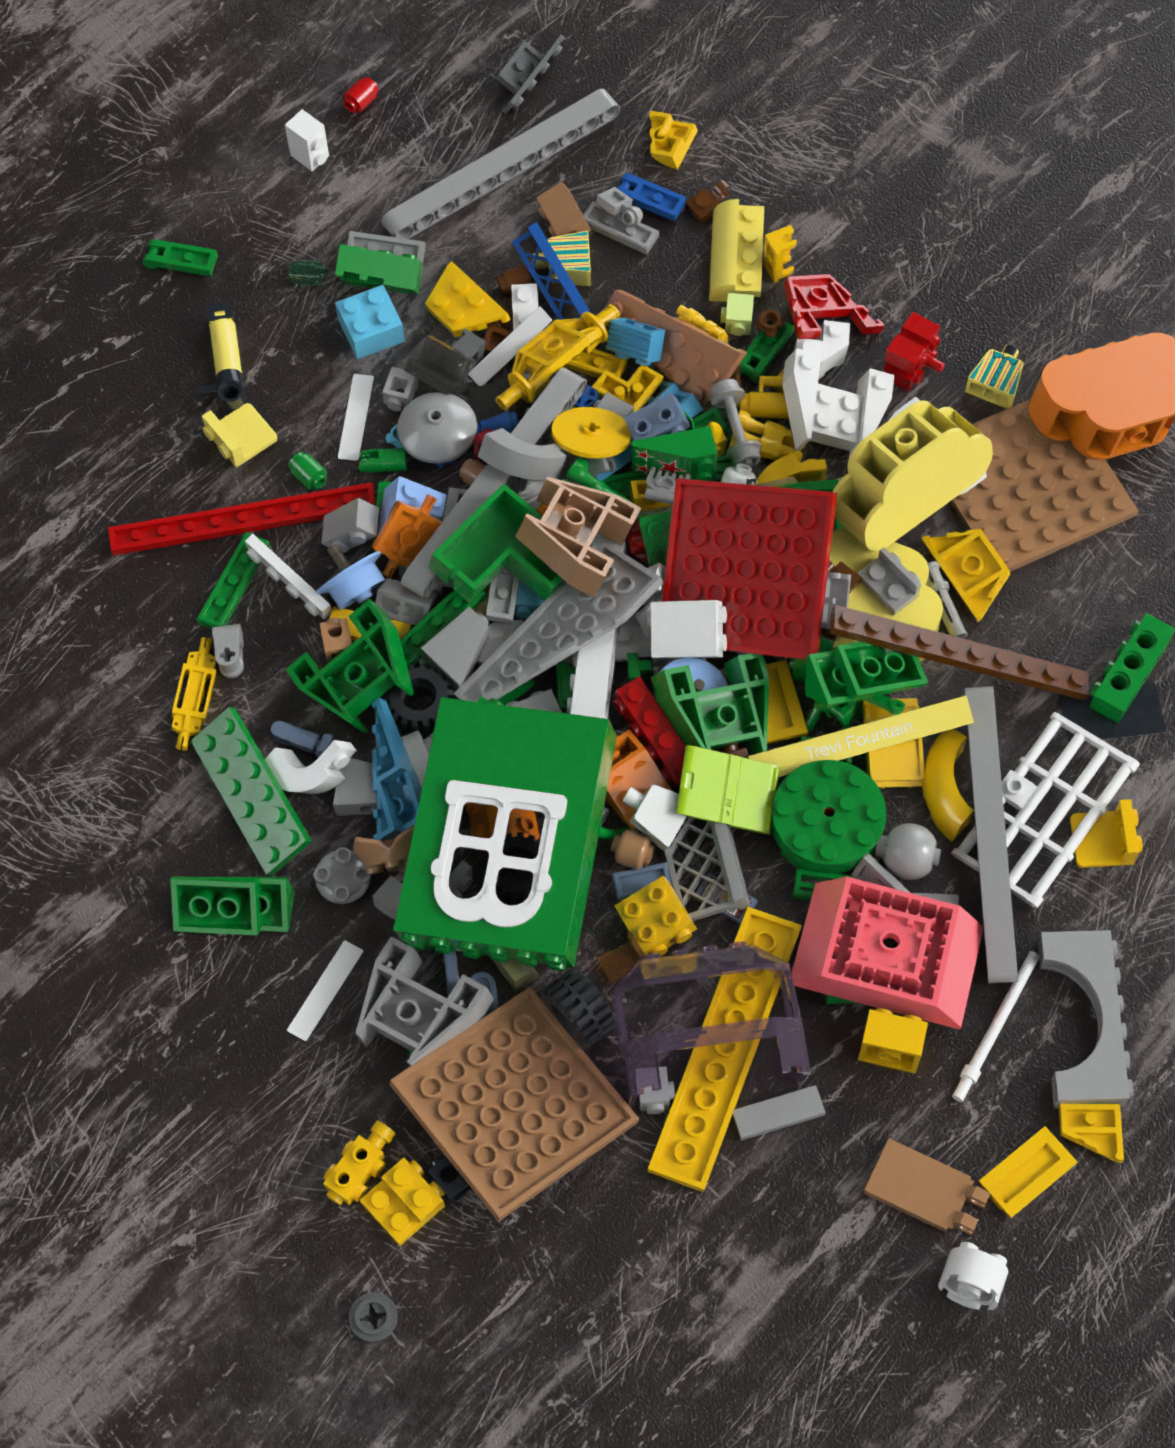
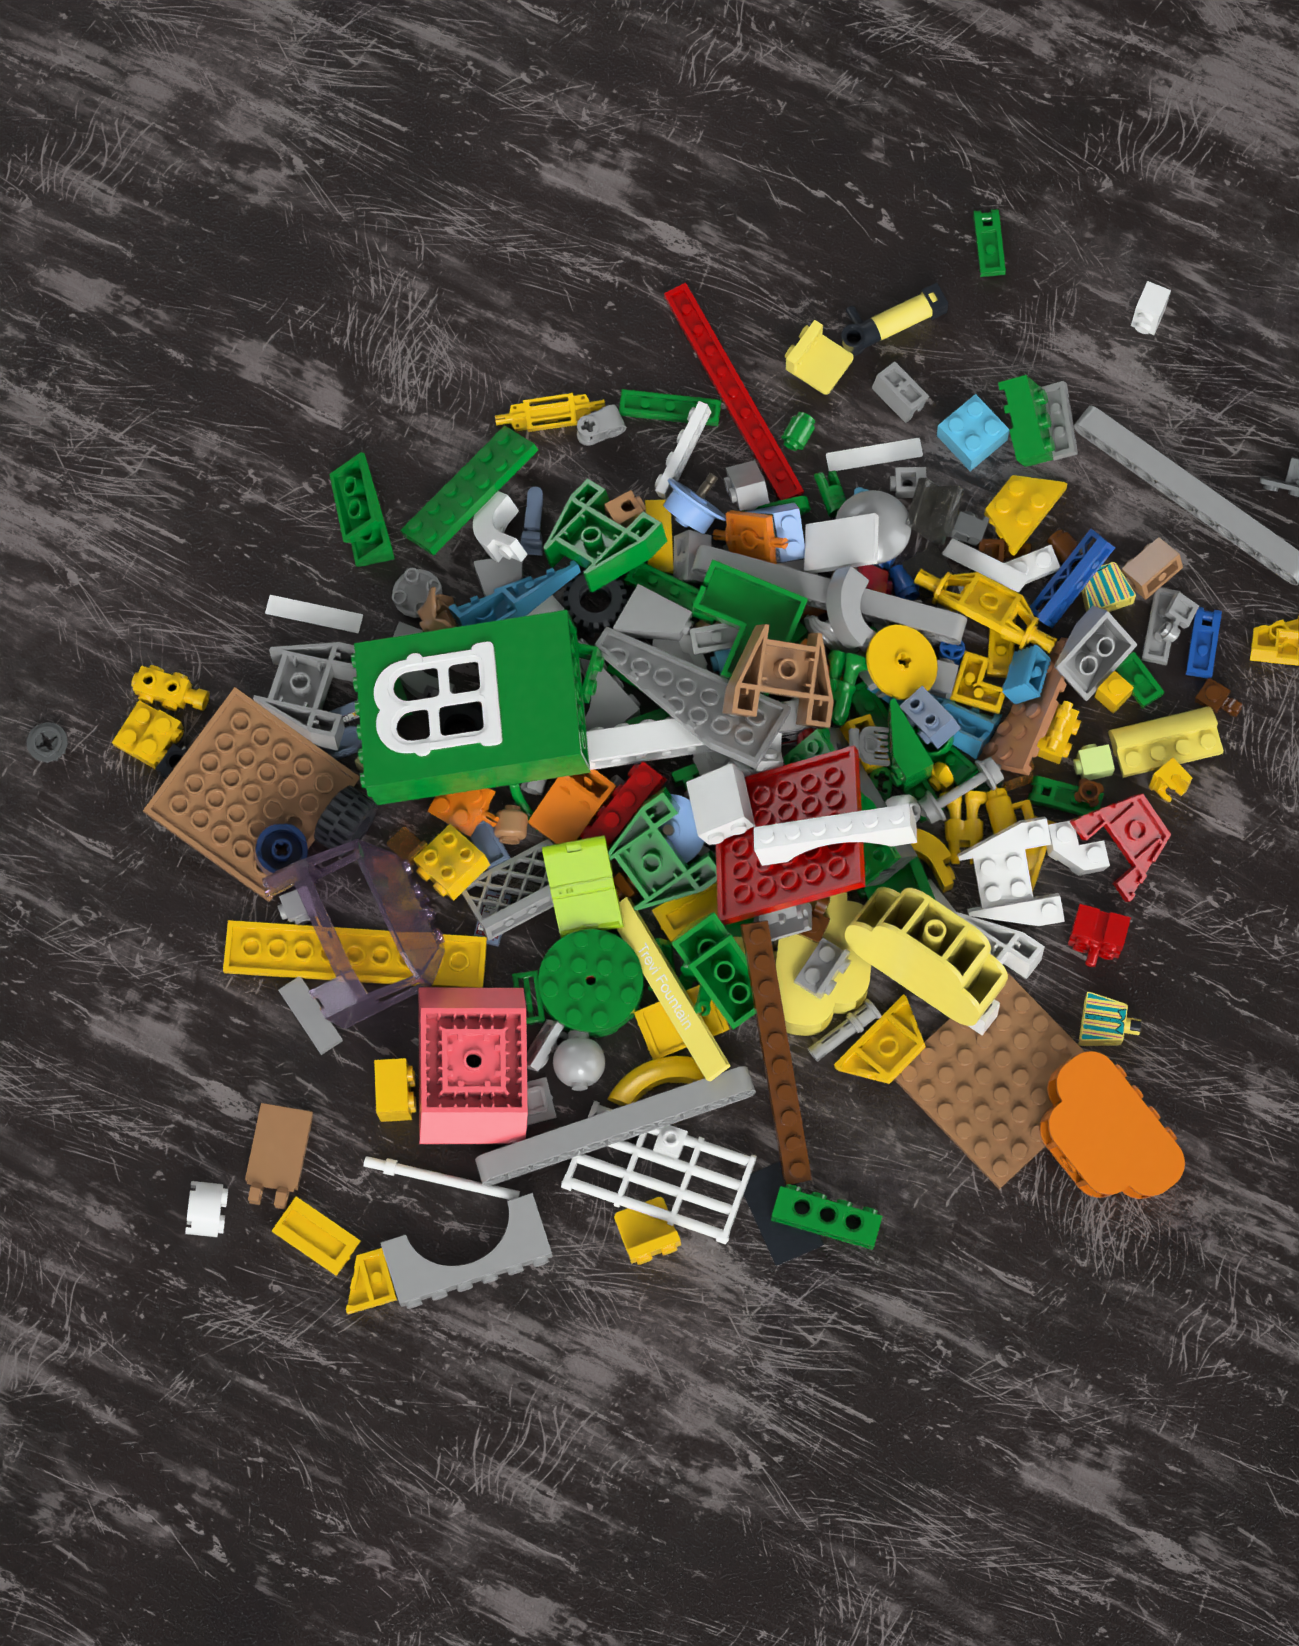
camera: 75 degrees right, 10 degrees up
(303, 372) = (899, 391): none -> light grey hinge
(308, 272) = (1009, 359): clear green brick -> none
(360, 95) = (1227, 339): red brick -> none
(449, 451) = (841, 543): none -> white tile
(593, 1082) = (279, 836): none -> dark blue brick
(605, 889) = (464, 809): none -> orange plate
(630, 274) = (1093, 651): none -> light grey slope
(655, 814) = (542, 830): white torso -> none
(668, 258) = (1135, 673): none -> green plate
(674, 278) = (1114, 692): none -> yellow brick
(760, 552) = (882, 826): none -> white arch

